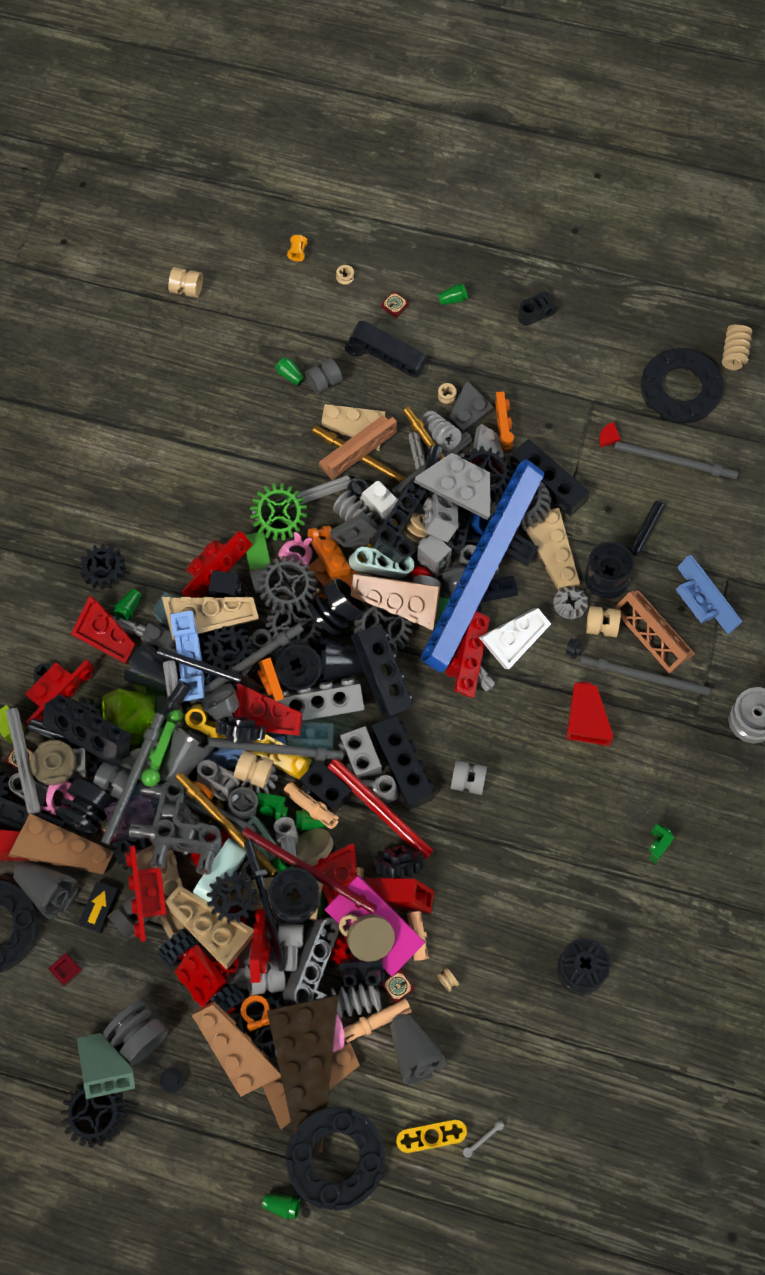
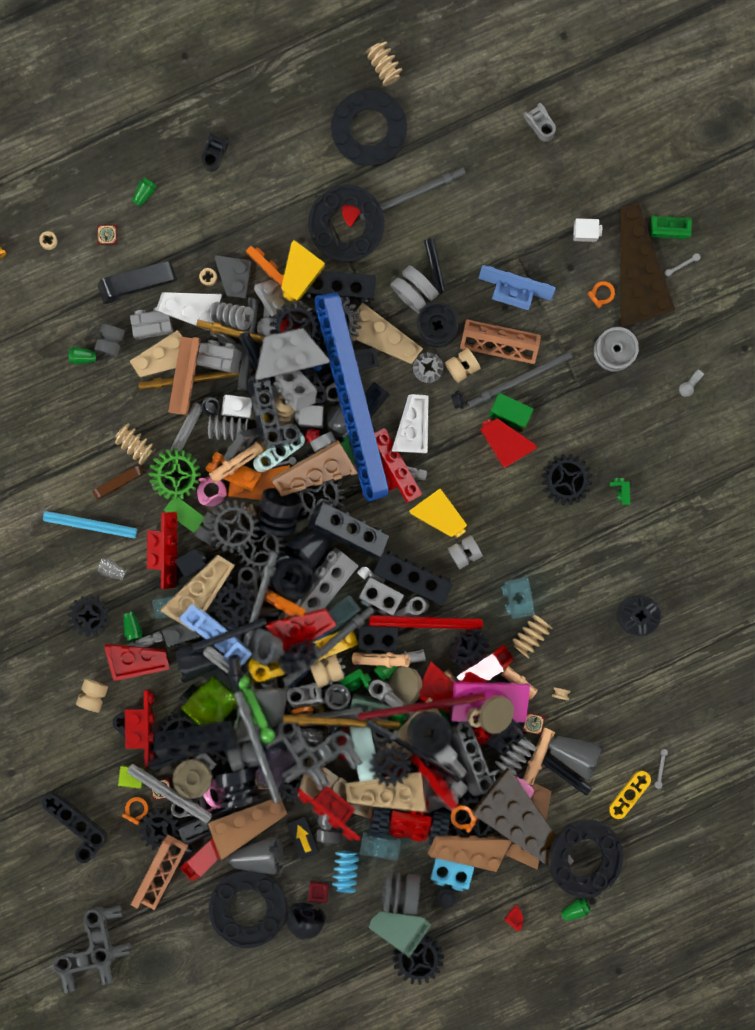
camera: 40 degrees left, 20 degrees up
(27, 981) = (305, 921): none -> black cylinder
(42, 629) = (91, 695): none -> tan wheel
(105, 969) = (346, 873): none -> medium azure piece
(155, 544) = (110, 569): none -> clear cone
(157, 974) = (380, 847): none -> clear light blue brick
(174, 500) = (90, 524): none -> medium azure axle
(203, 1056) = (449, 878): none -> medium azure brick
(218, 1160) = (515, 918): none -> red tile
(227, 485) = (118, 482): none -> reddish brown beam
(268, 465) = (133, 444): none -> tan piece
(311, 536) = (236, 462): none -> light nougat pin
(342, 832) = (416, 656): none -> light grey pin
(365, 721) = (364, 572): none -> white hand
(368, 390) = (150, 324): none -> light grey brick
(387, 1063) = (567, 775): none -> black axle
(400, 454) = (219, 357): none -> light grey brick
(407, 393) = (187, 306): none -> white wing
(465, 901) = (531, 635): none -> tan piece
(474, 726) = (440, 514): none -> yellow slope
(482, 871) = (522, 587): none -> clear light blue brick
(527, 437) = (300, 272): none -> yellow slope
(594, 412) = (335, 198): none -> black plate
(614, 524) = (415, 287): none -> light grey wheel
(614, 694) = (511, 412): none -> green hinge
(624, 792) = (562, 471): none -> black gear

